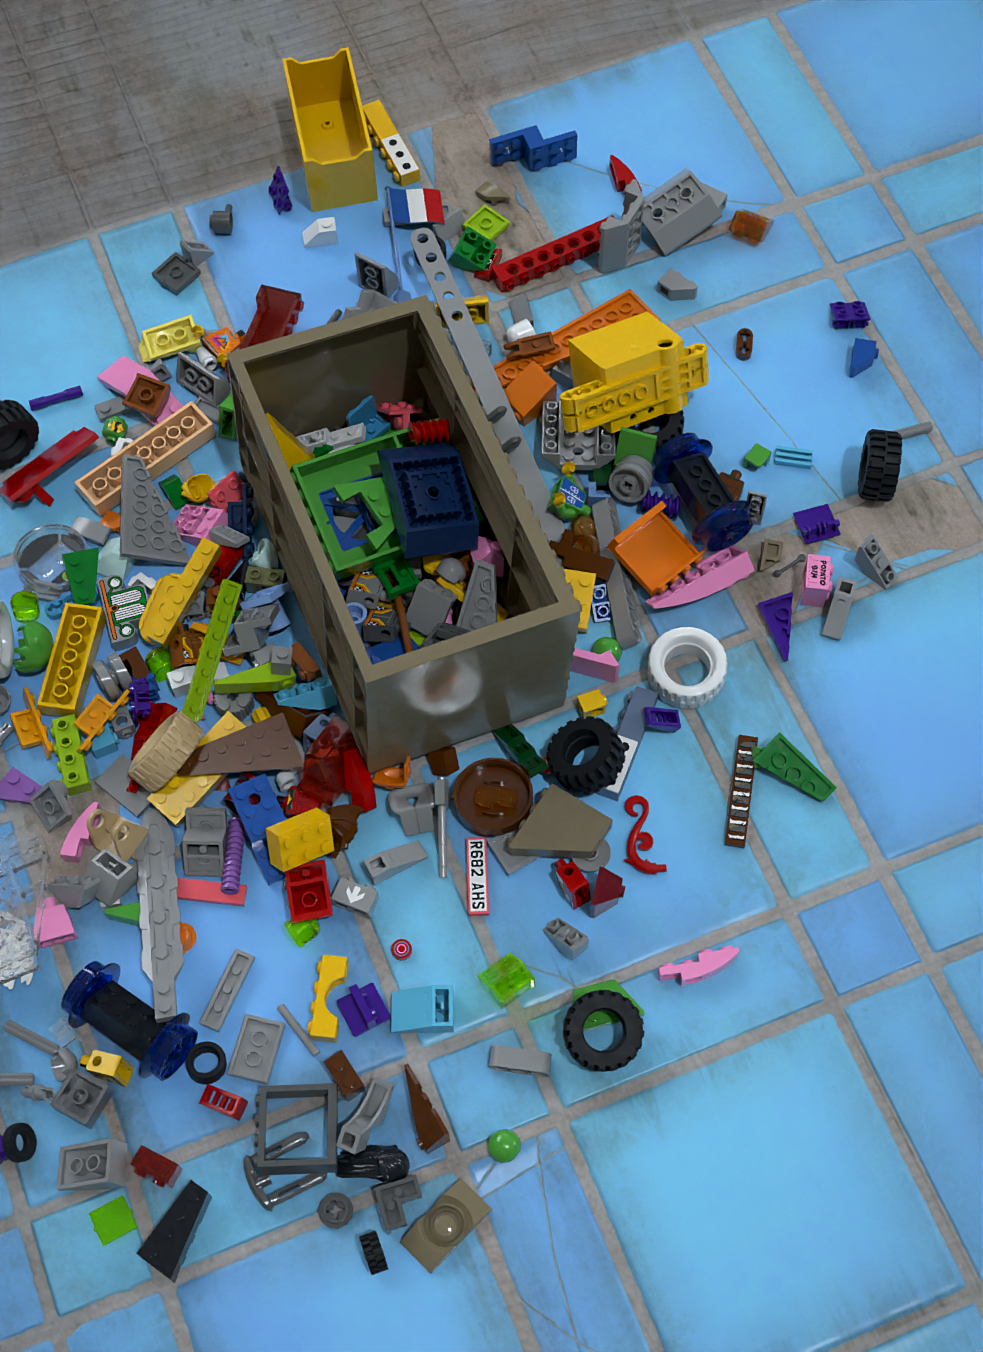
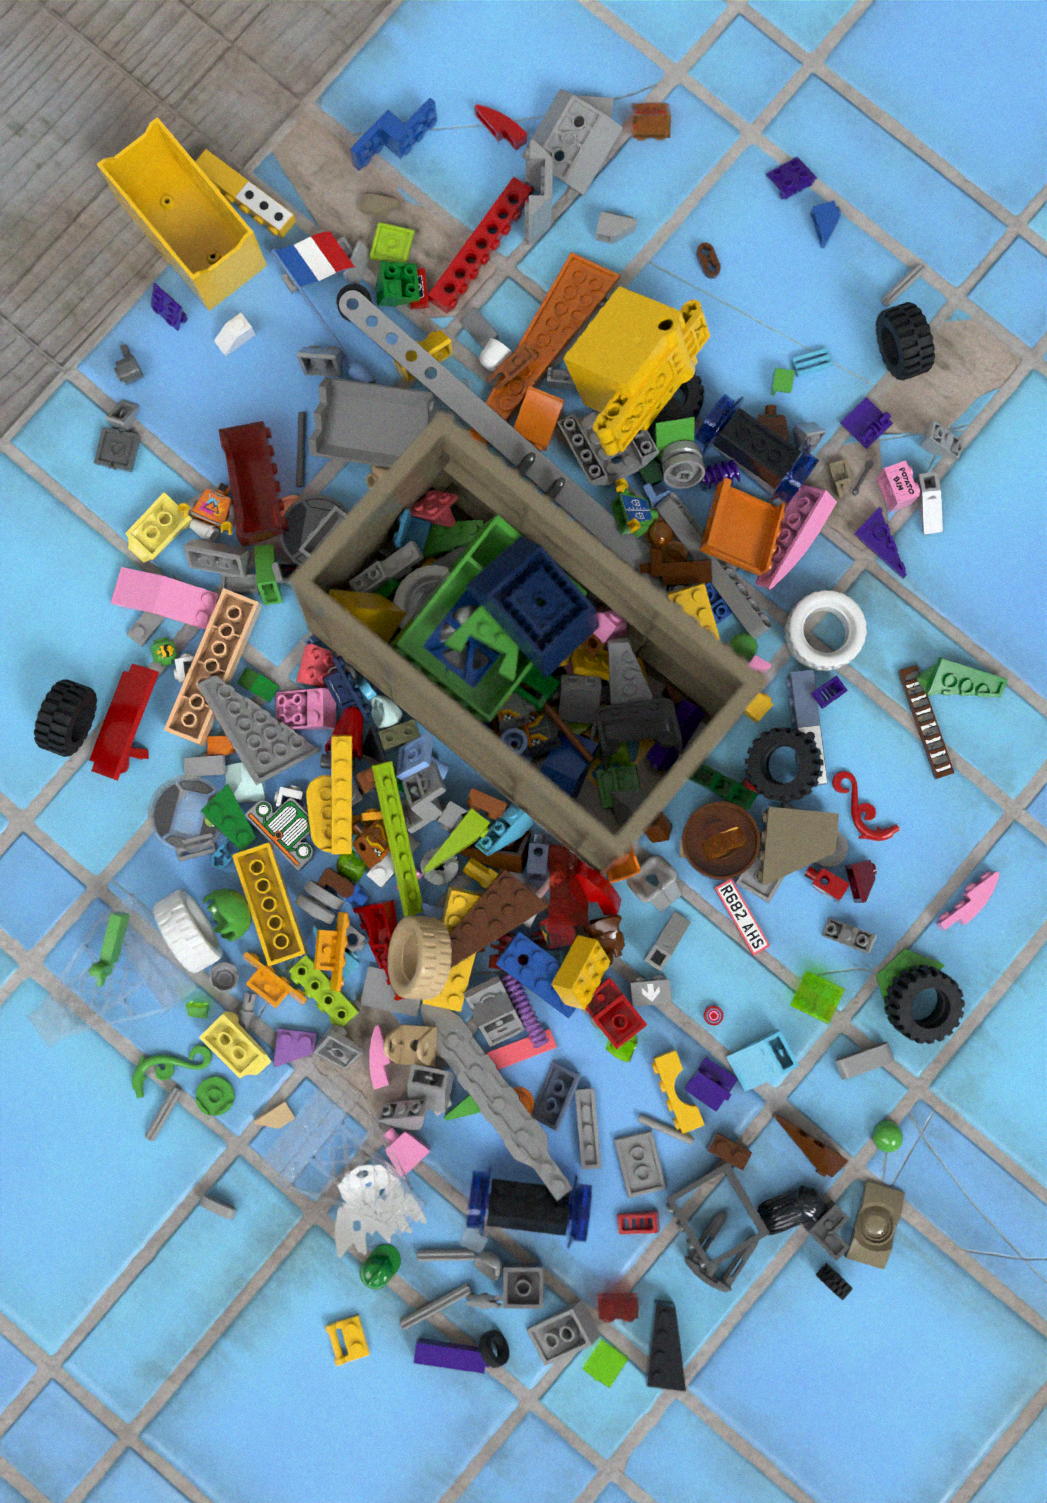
camera: 30 degrees left, 20 degrees up
(25, 606) = (194, 874): clear neon green helmet -> none
(44, 401) = (74, 653): dark purple piece -> none
(108, 1067) = (535, 1247): yellow torso -> none
(139, 698) = (362, 926): dark purple hinge -> none
(147, 396) = (178, 605): dark orange slope -> none
(160, 370) = (168, 566): light grey slope -> none
(197, 487) = (282, 673): yellow hair -> none
(206, 1047) = (622, 1200): black tyre -> none
(217, 947) = (555, 1096): none -> sand blue slope
(227, 536) = (333, 709): light grey slope -> none
(260, 530) = (366, 688): none -> medium azure beam
(281, 660) = (473, 818): light grey brick -> none
(328, 1204) = (780, 1270): dark grey gear -> none
(370, 1115) = (769, 1178): light grey arch -> none
(429, 430) = (500, 537): red piece -> none
(442, 803) = (683, 875): light grey piece -> none
(451, 570) = (583, 657): light grey hair -> none

